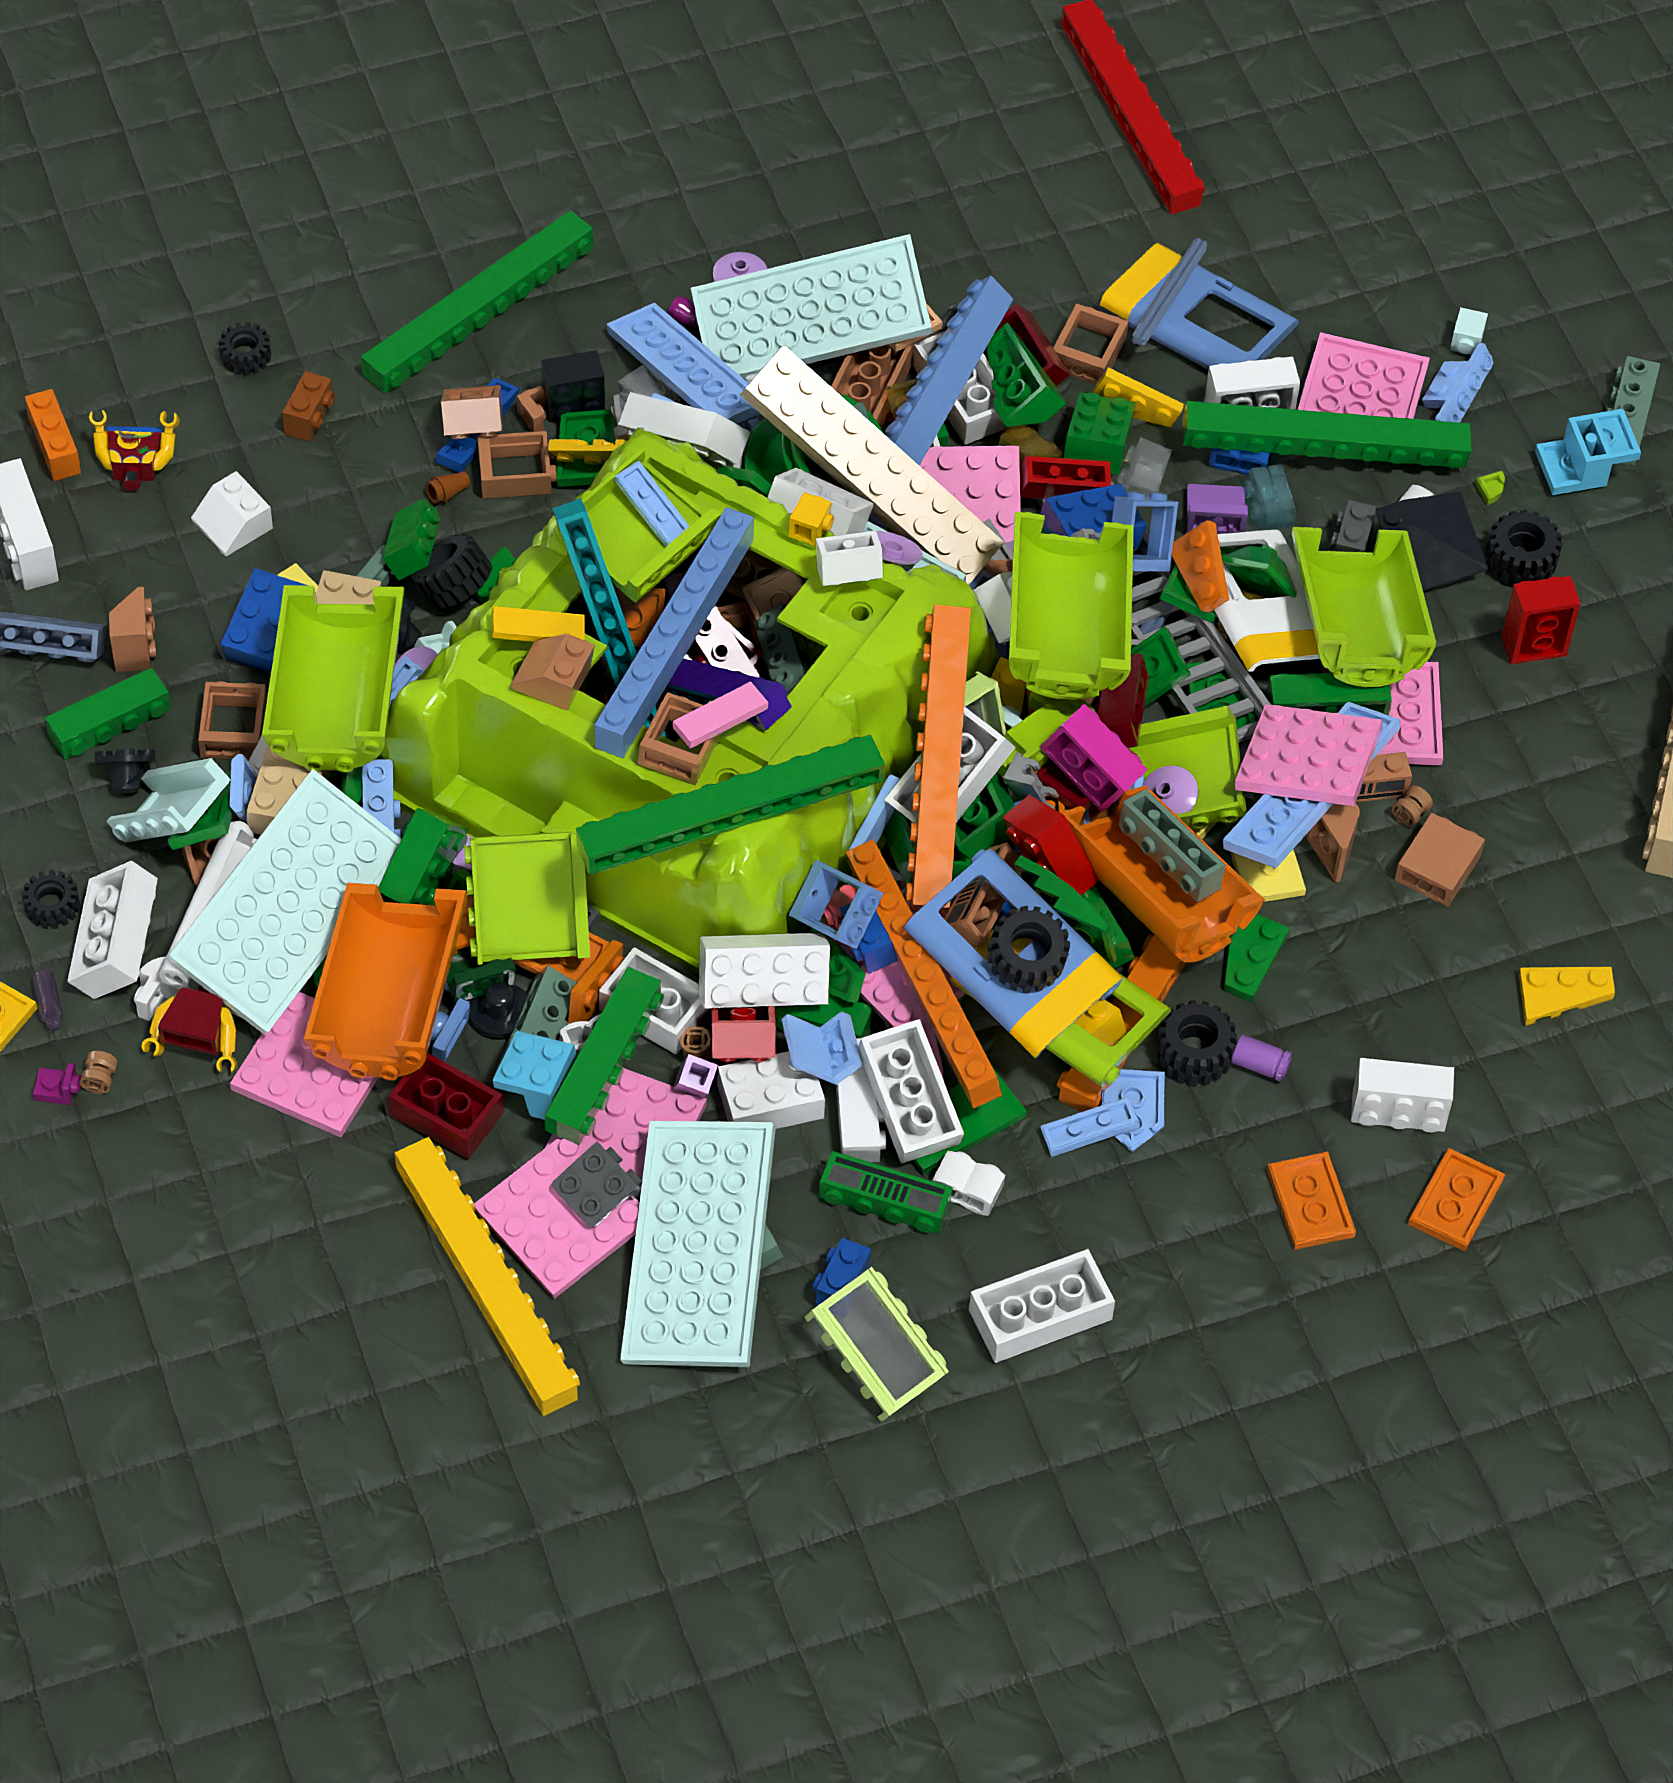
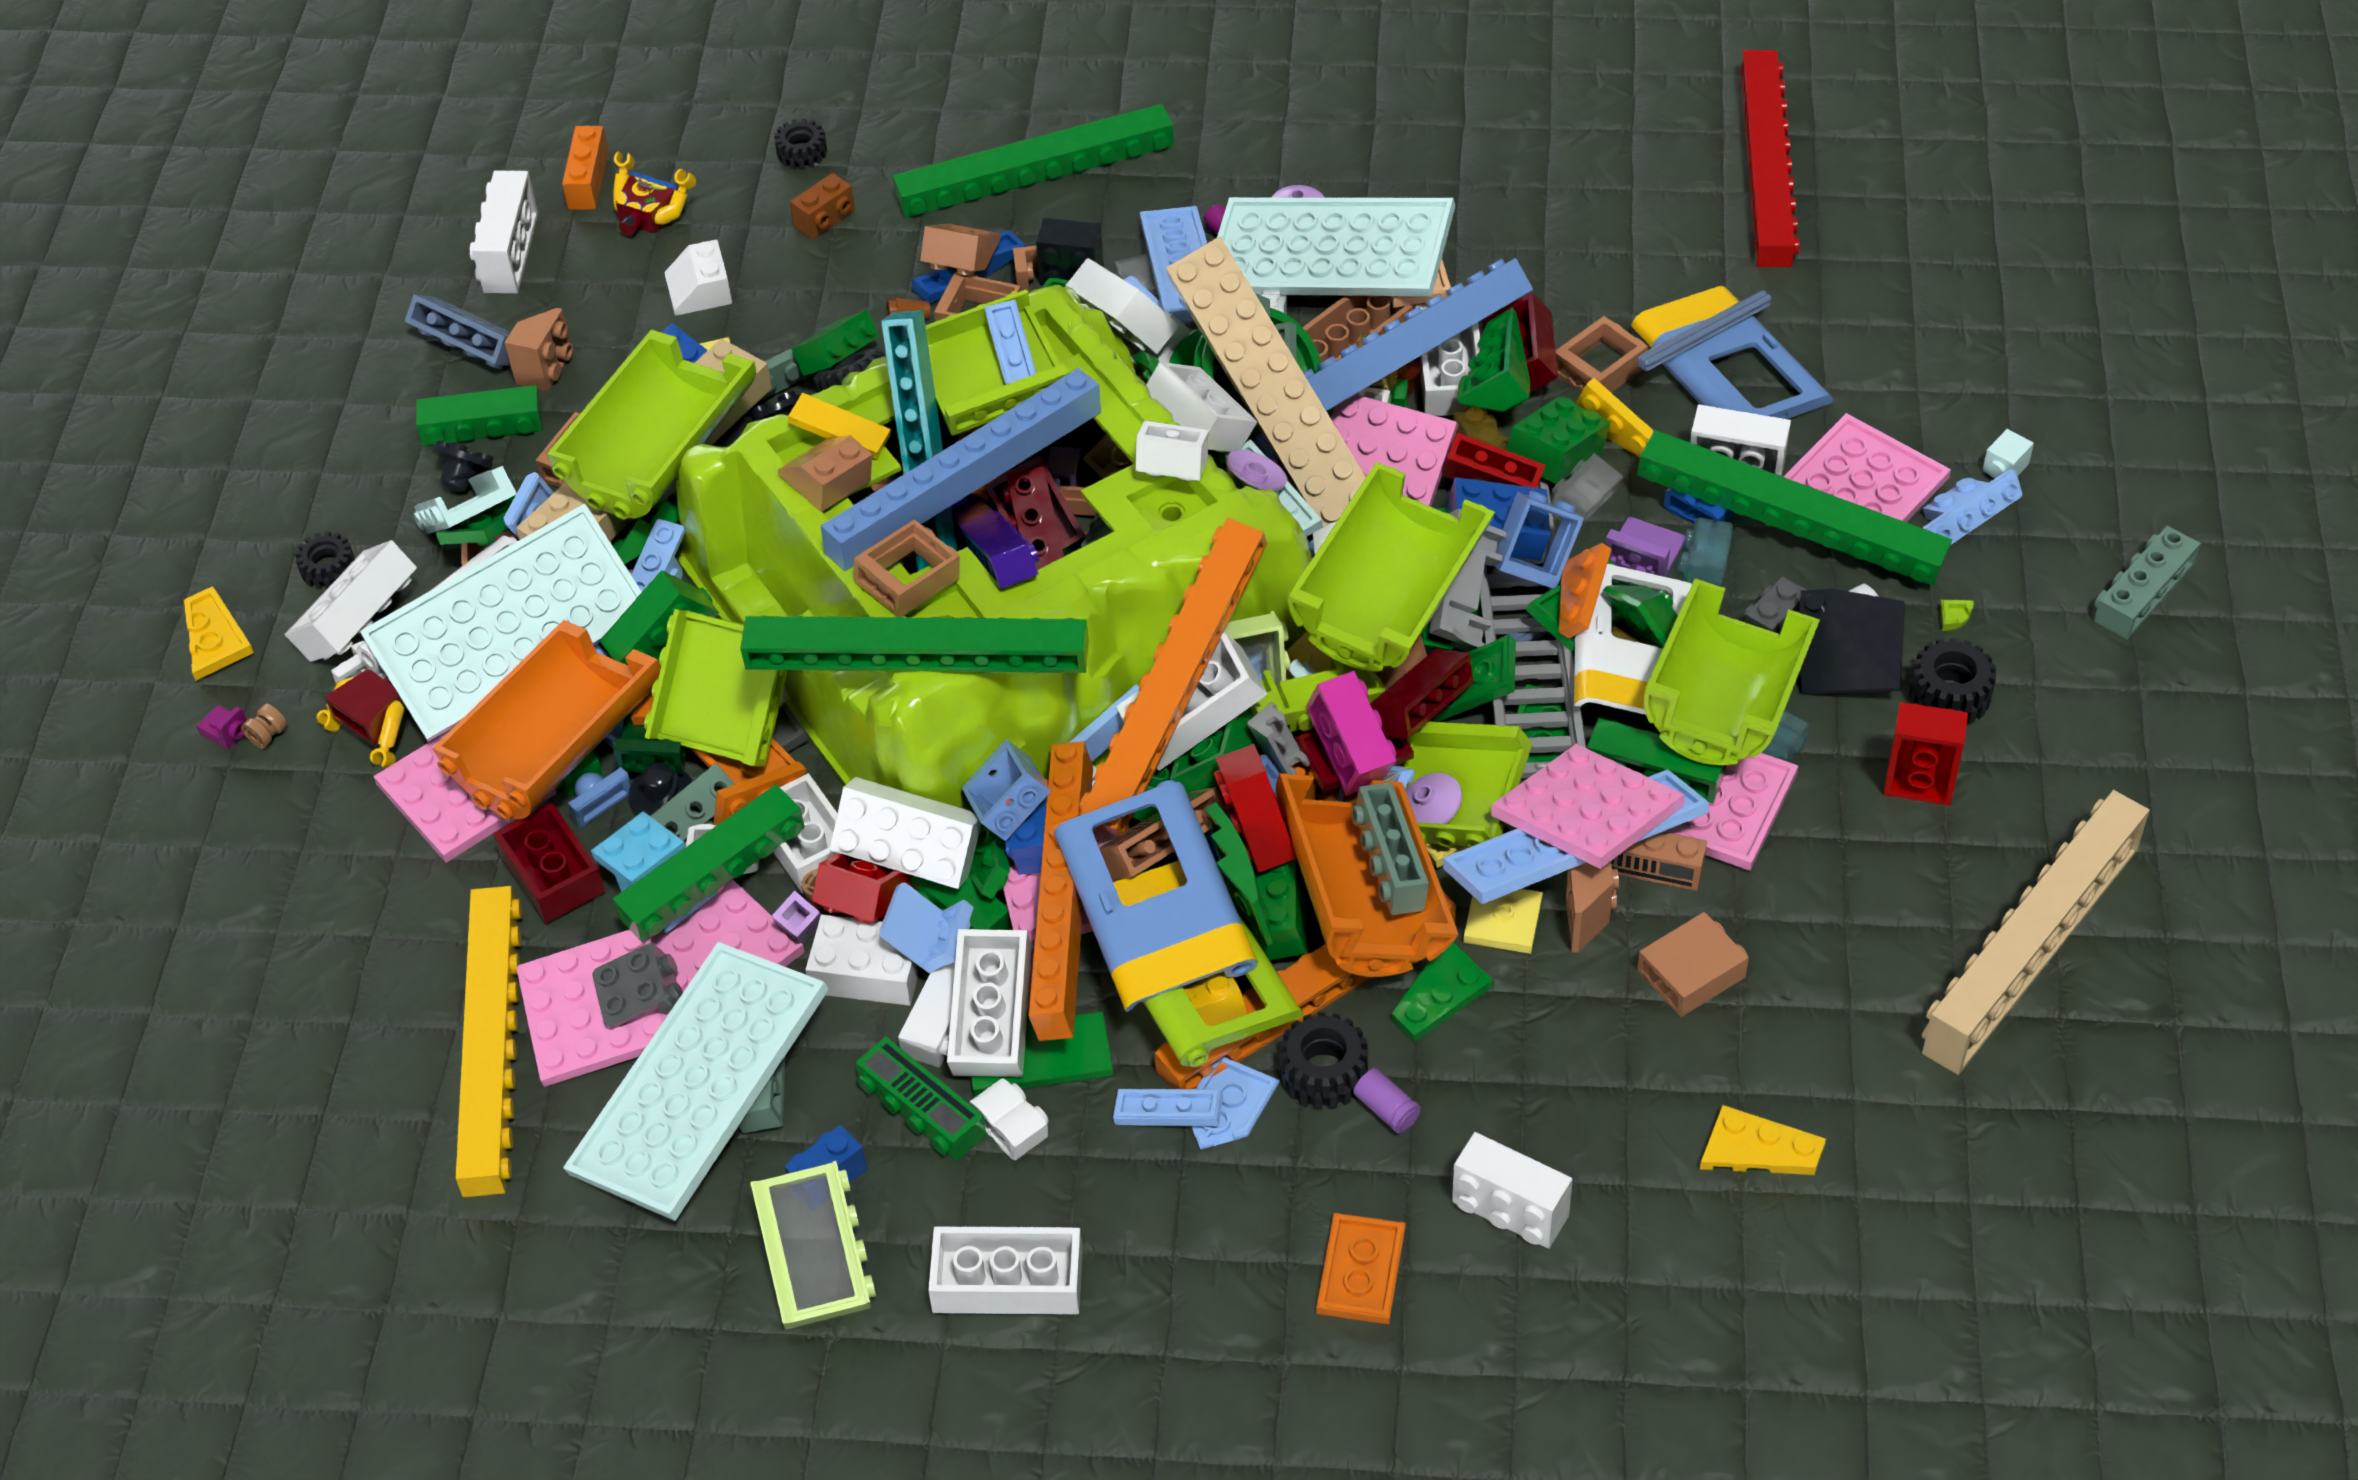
camera: 30 degrees right, 5 degrees down
(47, 998) = (266, 646): clear purple cylinder -> none
(720, 715) = (949, 554): bright pink tile -> none
(810, 518) = (1159, 402): yellow brick -> none
(1037, 927) = (1152, 867): black tyre -> none
(1408, 809) = (1692, 900): medium nougat wheel -> none
(1456, 1199) = (1521, 1325): orange tile -> none
(1587, 451) = (2080, 599): medium azure bracket -> none

